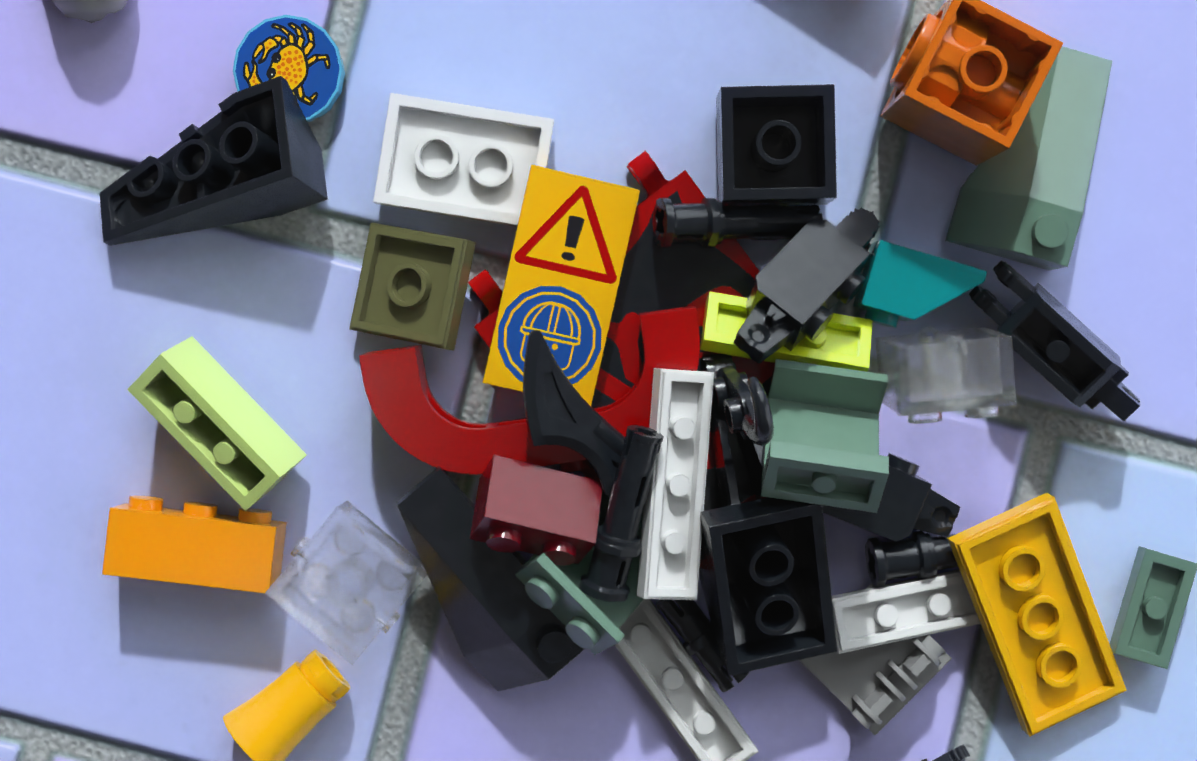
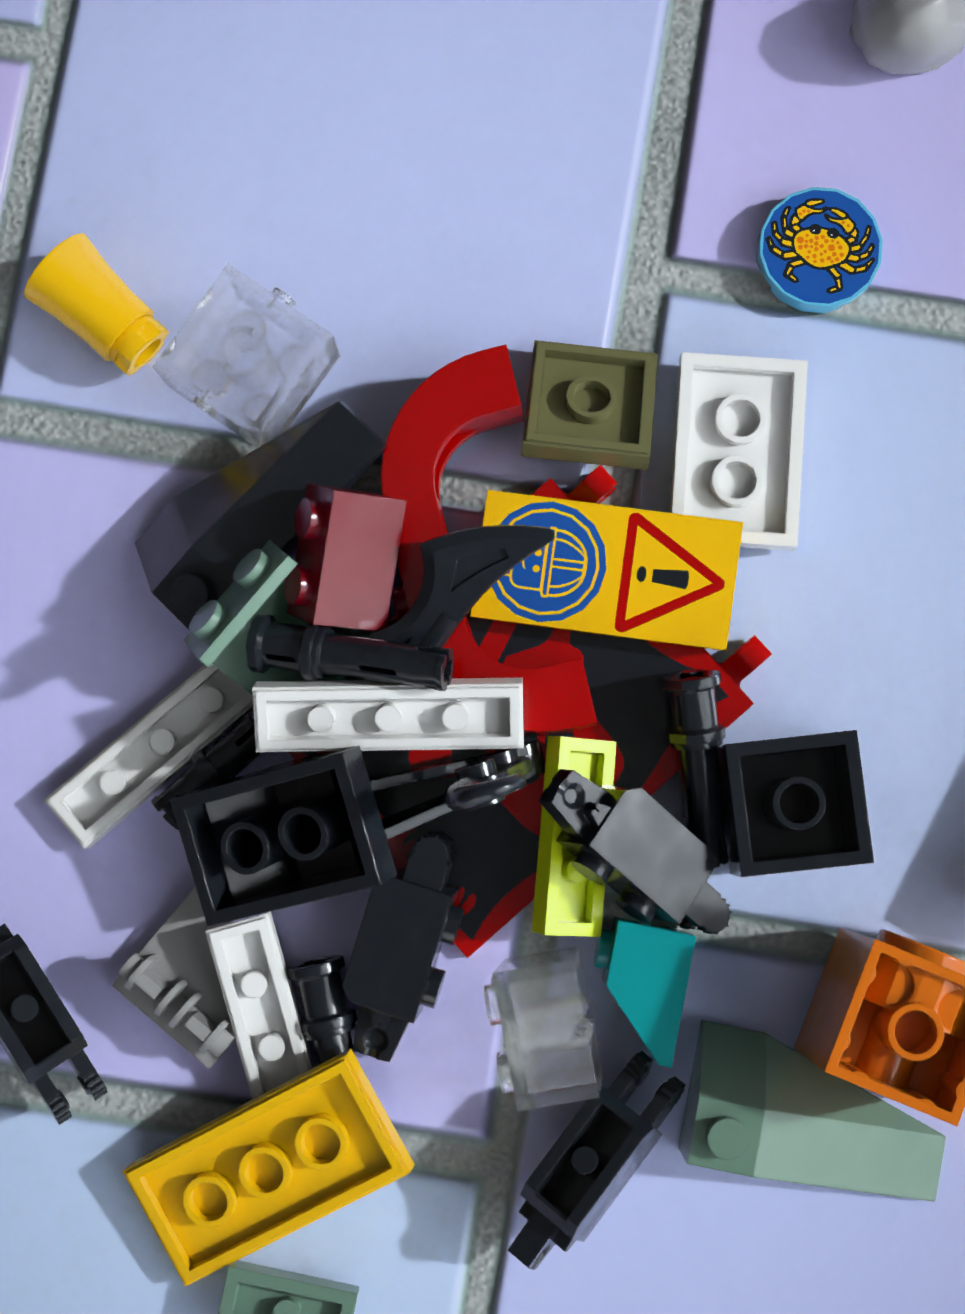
camera: 90 degrees right, 5 degrees down
(194, 545) = (277, 187): light orange brick -> none
(216, 422) = (416, 199): yellowish green brick -> none
(234, 169) = (703, 200): black wedge -> none
(825, 436) = (459, 885): sand green panel -> none

